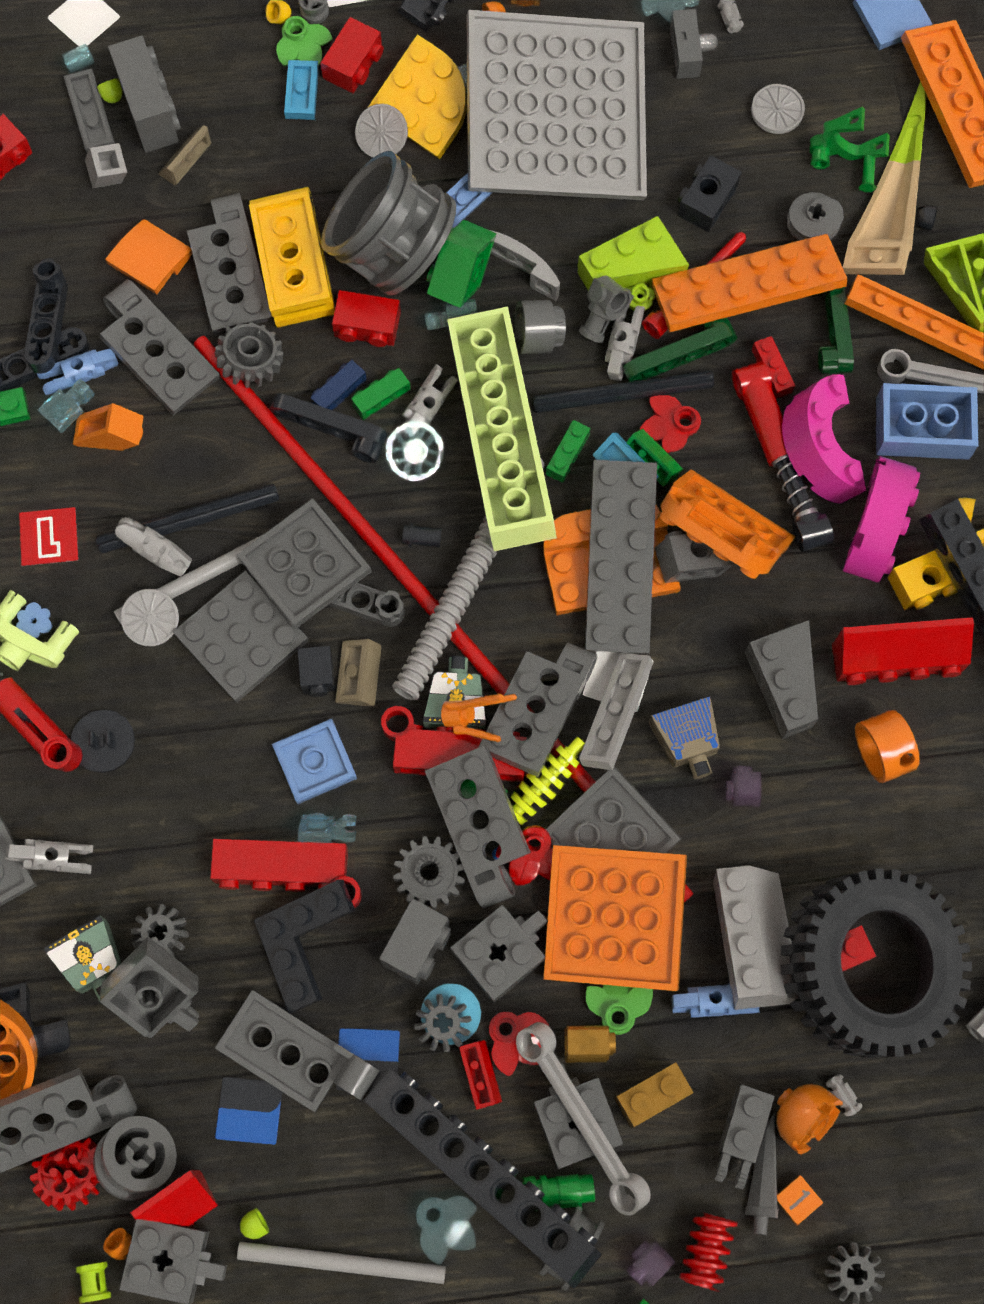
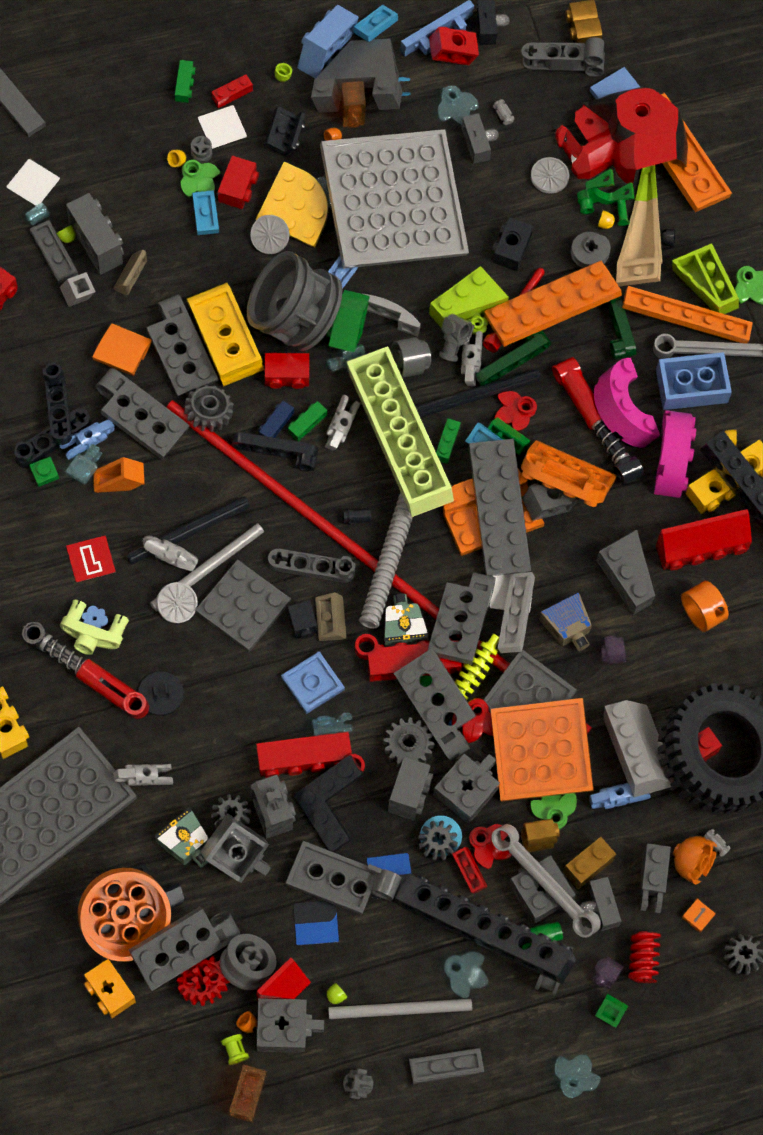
camera: 15 degrees left, 5 degrees down
(217, 934) = (272, 807): none -> dark grey hinge
(304, 563) = (279, 547): dark grey plate -> none
(414, 451) = (340, 457): clear light blue wheel -> none
(461, 713) = (410, 630): orange plant -> none
(660, 1160) = (603, 903): none -> dark grey piece
(763, 1189) = (674, 912): dark grey bar -> none
(767, 351) = (574, 349): red piece -> none
(844, 181) = (606, 220): none -> yellow hinge
(893, 64) = (625, 131): none -> red piece

